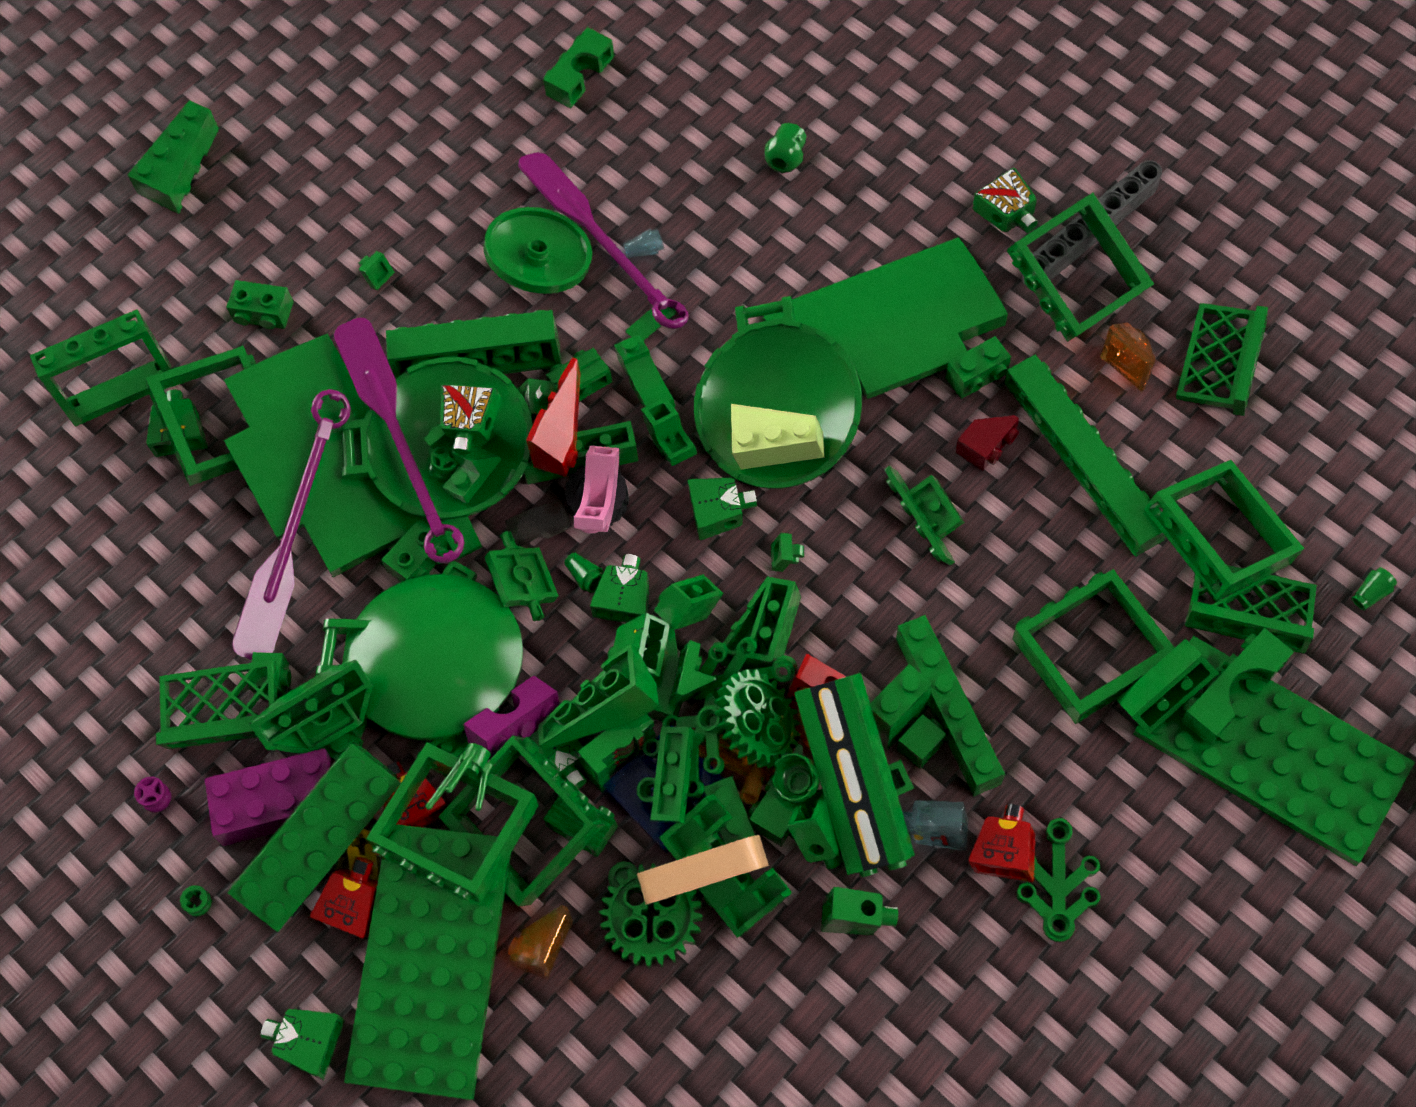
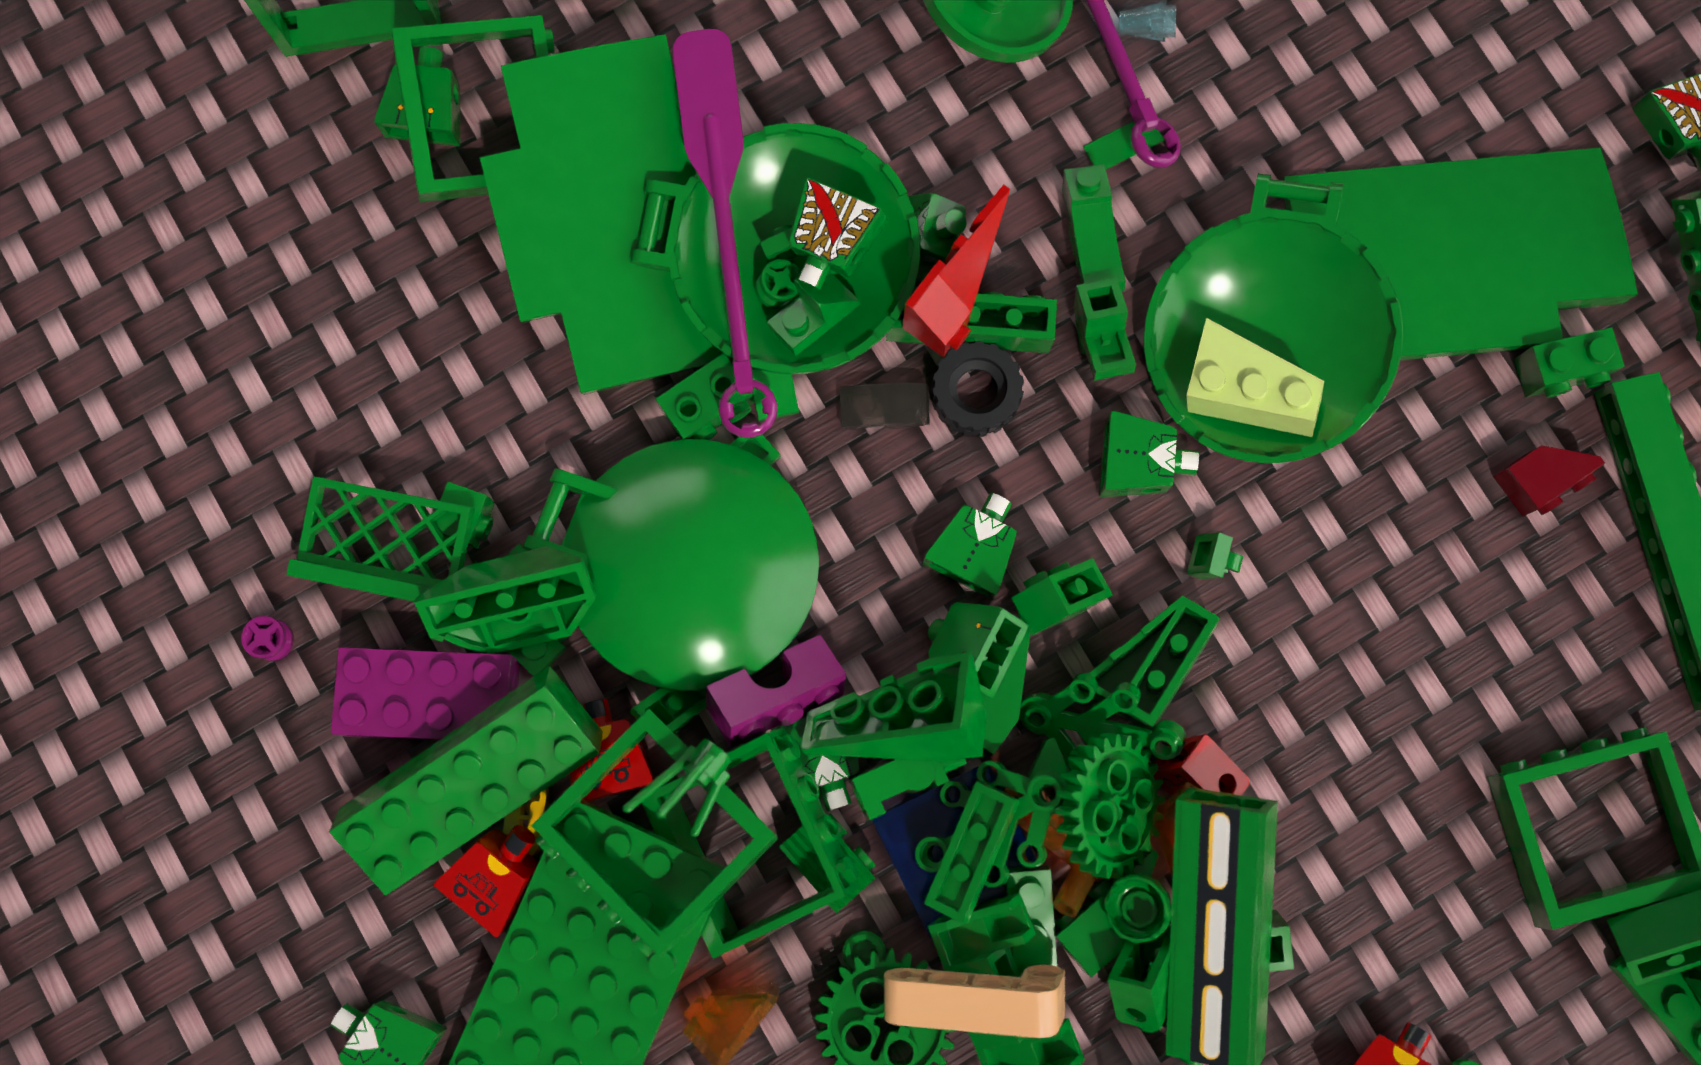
camera: 10 degrees right, 15 degrees up
(186, 904) = (278, 803): green bush -> none
(275, 579) = (504, 379): piece -> none
(503, 342) = (885, 113): green brick -> none
(521, 576) = (841, 482): green plate -> none
(584, 572) = (930, 500): green cone -> none
(593, 372) = (1025, 201): green brick -> none
(599, 490) = (982, 395): bright pink arch -> none
(687, 679) = (1026, 715): green slope -> none
(901, 704) = (1316, 841): green brick -> none
(922, 741) = (1321, 891): green brick -> none
(930, 508) = (1435, 555): green bracket -> none
(938, 823) = (1321, 1027): clear light blue torso -> none
(951, 706) = (1375, 855): green brick -> none

